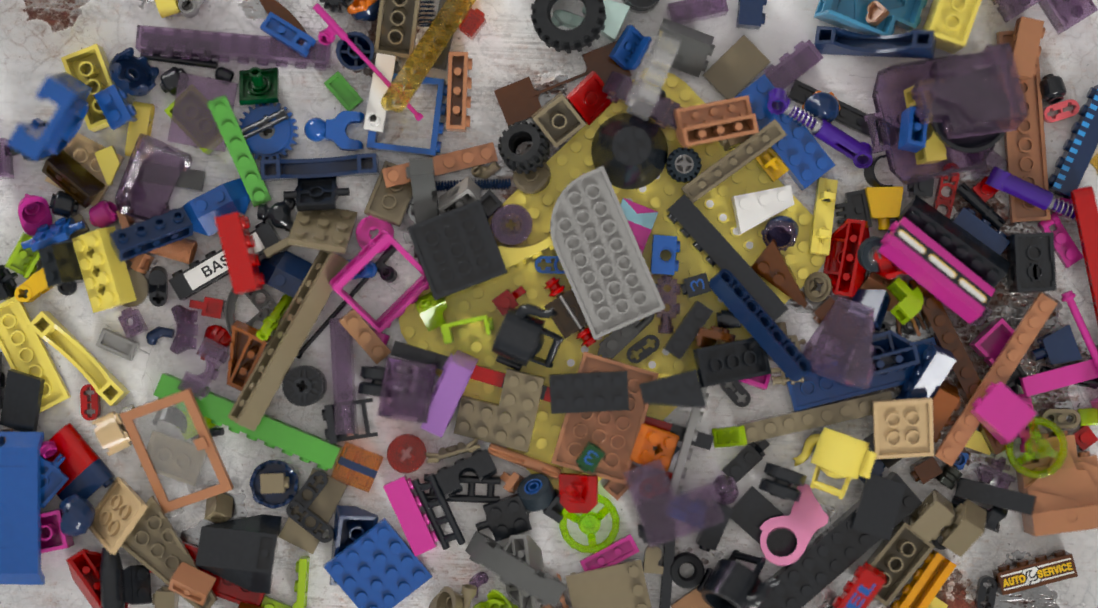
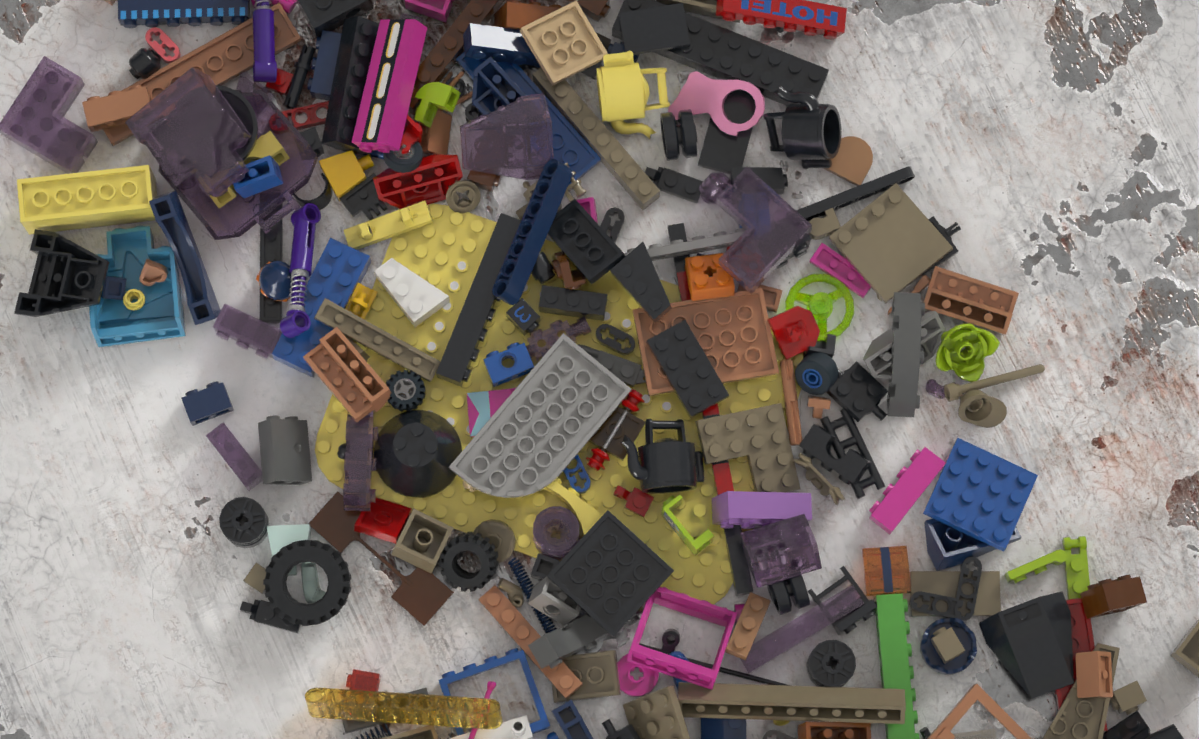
camera: 120 degrees left, 10 degrees down
(219, 508) = (1004, 691): dark tan panel -> none
(271, 322) = (783, 729): lime pin -> none
(395, 453) = (856, 518): clear red piece -> none
(431, 310) = (686, 571): lime brick -> none
(436, 522) = (875, 464): black bar -> none
(457, 91) = (449, 658): nougat brick -> none
(590, 457) = (753, 334): dark green brick -> none
(630, 48) = (310, 503): blue bracket -> none
(652, 75) = (331, 459): clear brick -> none
(695, 579) = (815, 173): black tyre -> none
(729, 436) = (659, 209): lime plate -> none
(736, 68) = (277, 388): dark tan tile -> none
(773, 268) = (467, 247): reddish brown wing -> none
(781, 229) = (427, 258): hair -> none
(875, 299) = (449, 133): dark blue torso -> none

